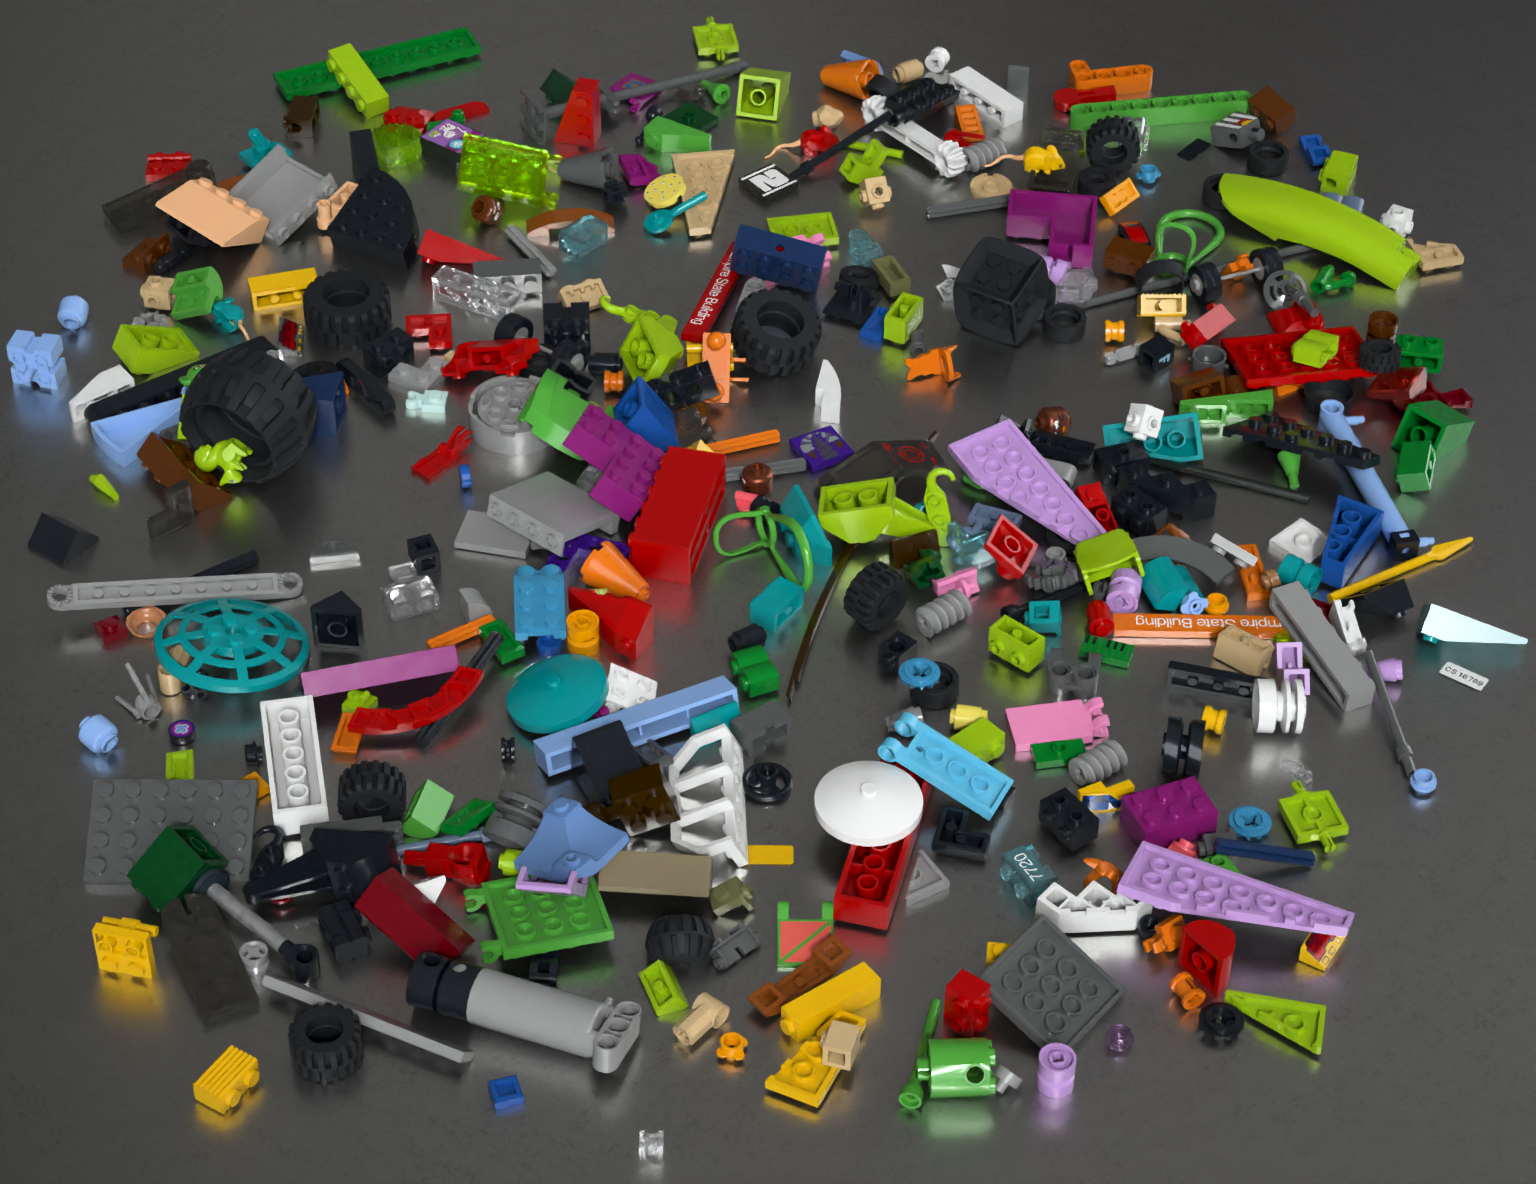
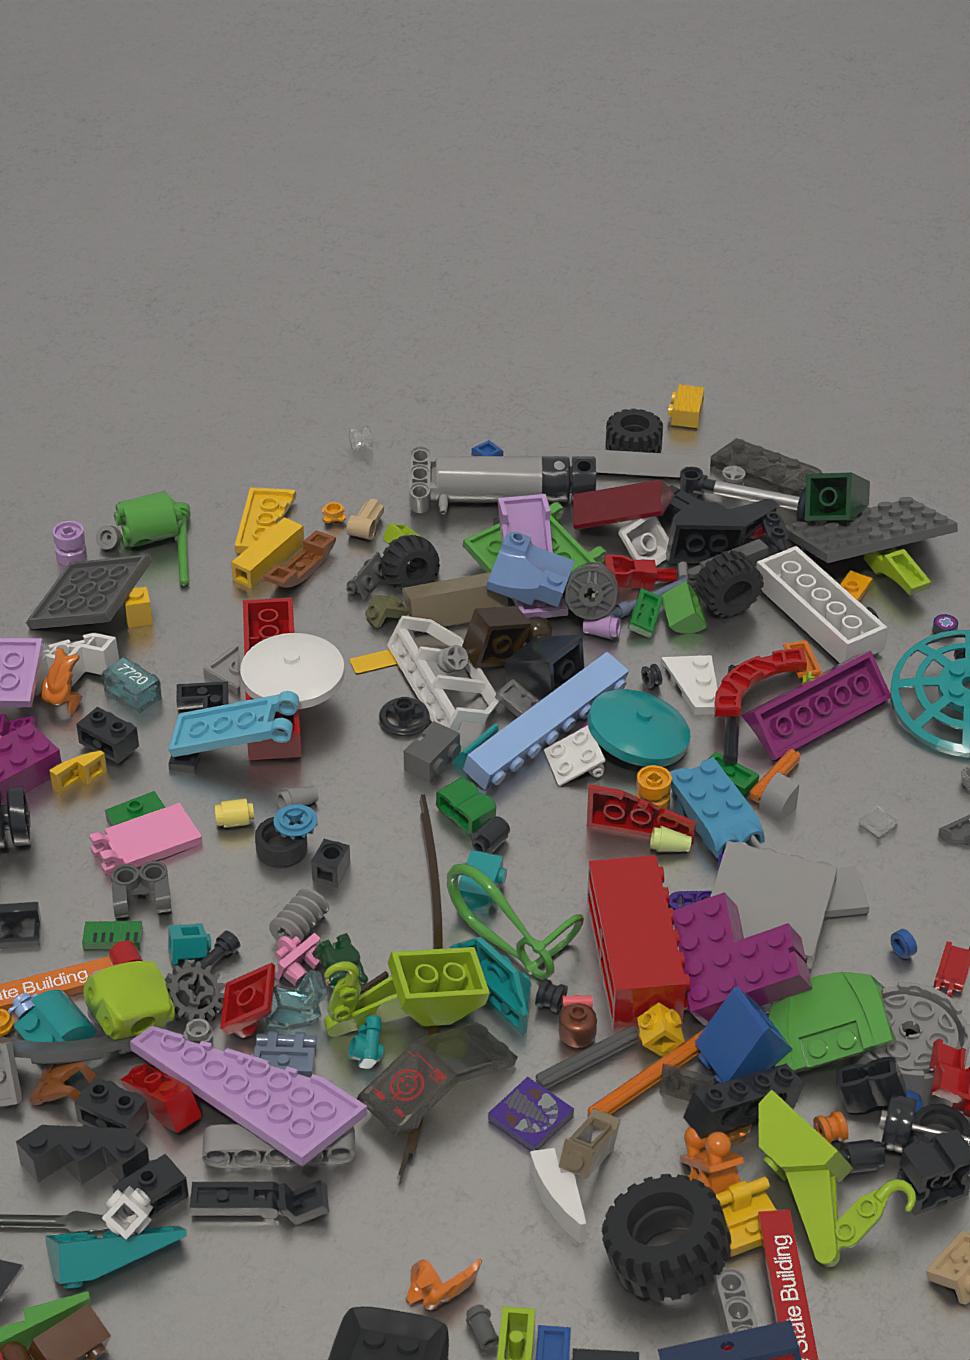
camera: 160 degrees right, 0 degrees up
(125, 946) = (827, 444): yellow plate -> none
(337, 623) = (883, 728): black slope -> none
(410, 598) = (848, 790): clear brick -> none
(424, 554) = (872, 837): black brick -> none
(466, 741) = (695, 679): none -> white wing
(612, 571) = (672, 853): orange cone -> none
(699, 794) = (456, 654): none -> light grey wheel
(796, 399) = (582, 1157): none -> dark tan window
(800, 936) = (312, 598): flag -> none
(840, 1045) = (244, 508): tan brick -> none
(876, 596) = (372, 890): black tyre -> none
(967, 1004) = (161, 568): red brick -> none
(981, 739) = (217, 778): lime brick -> none
(1016, 643) = (208, 894): lime brick -> none
(1053, 420) = (255, 1231): copper head -> none
(1098, 763) = (91, 797): light grey piece -> none
(1119, 1038) = (24, 588): clear purple plate -> none

